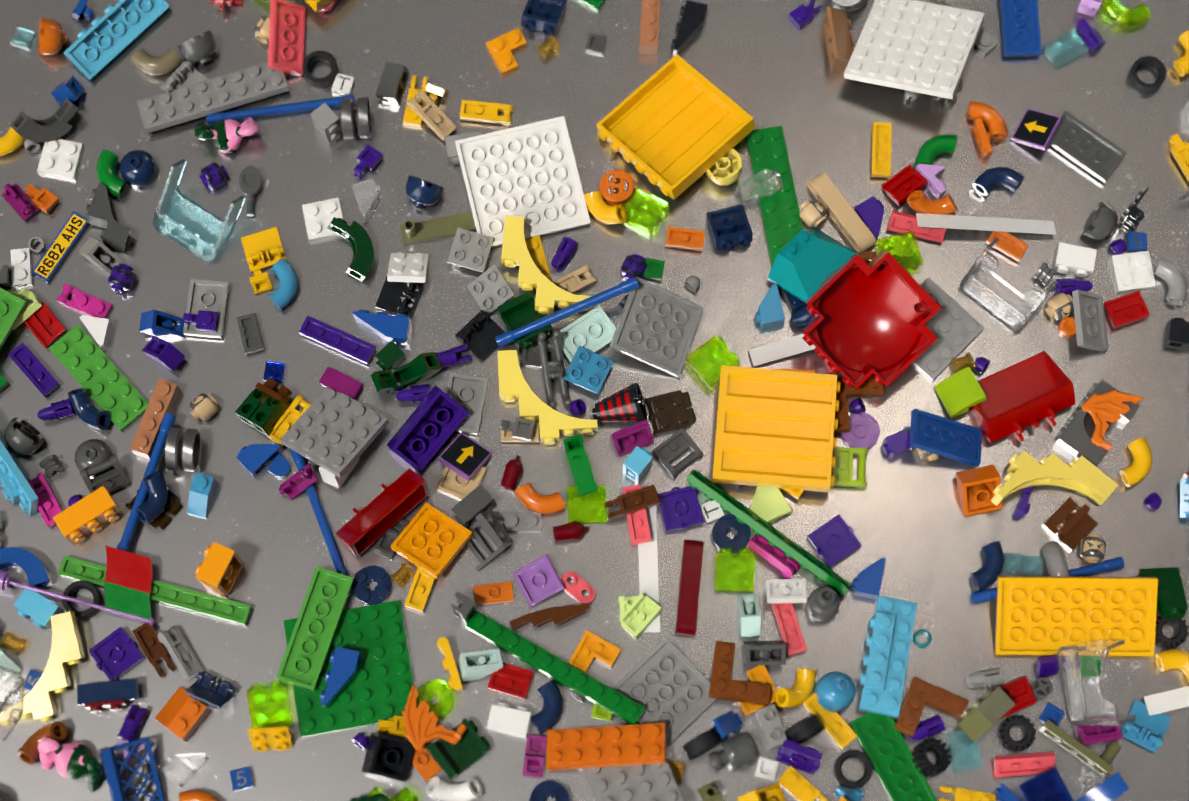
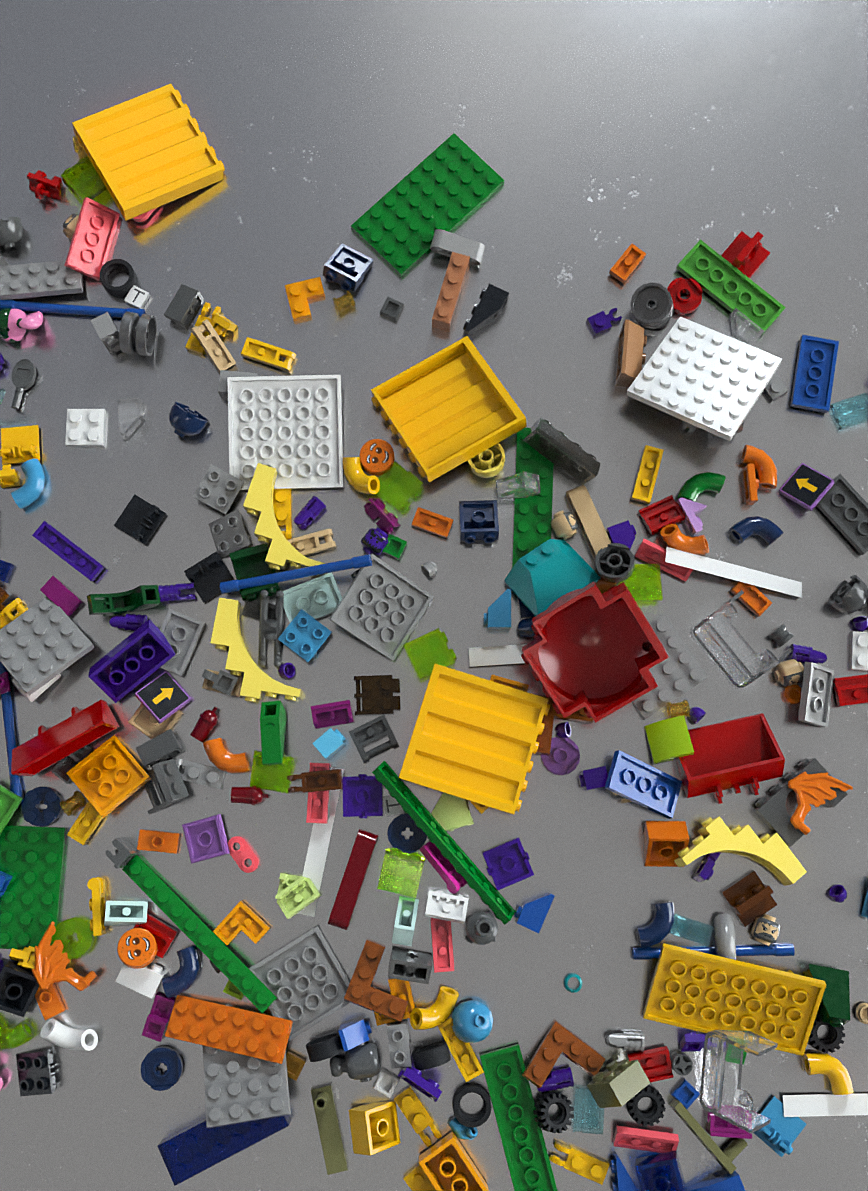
camera: 10 degrees right, 5 degrees up
(360, 244) = (113, 470): dark green arch -> none
(367, 159) = (142, 376): dark purple plate -> none
(386, 326) = (123, 551): blue slope -> none
(389, 357) = (114, 580): dark green brick -> none
(407, 267) = (153, 494): white plate -> none
(436, 228) = (191, 459): olive piece -> none
(461, 756) = (80, 1004): dark green panel -> none
(501, 691) = (137, 948): none -> orange head
(556, 615) = (214, 879): reddish brown slope -> none
(622, 406) = (329, 680): black cone -> none
(628, 237) = (377, 509): none -> magenta hinge
(795, 144) = (562, 451): none -> clear smoke slope
(844, 467) = (535, 789): lime plate -> none
(870, 236) = (615, 563): none -> dark grey cylinder
(887, 656) = (533, 996): medium azure plate -> none
(1074, 259) = (814, 628): white brick -> none
(1141, 462) = (835, 851): yellow cylinder -> none

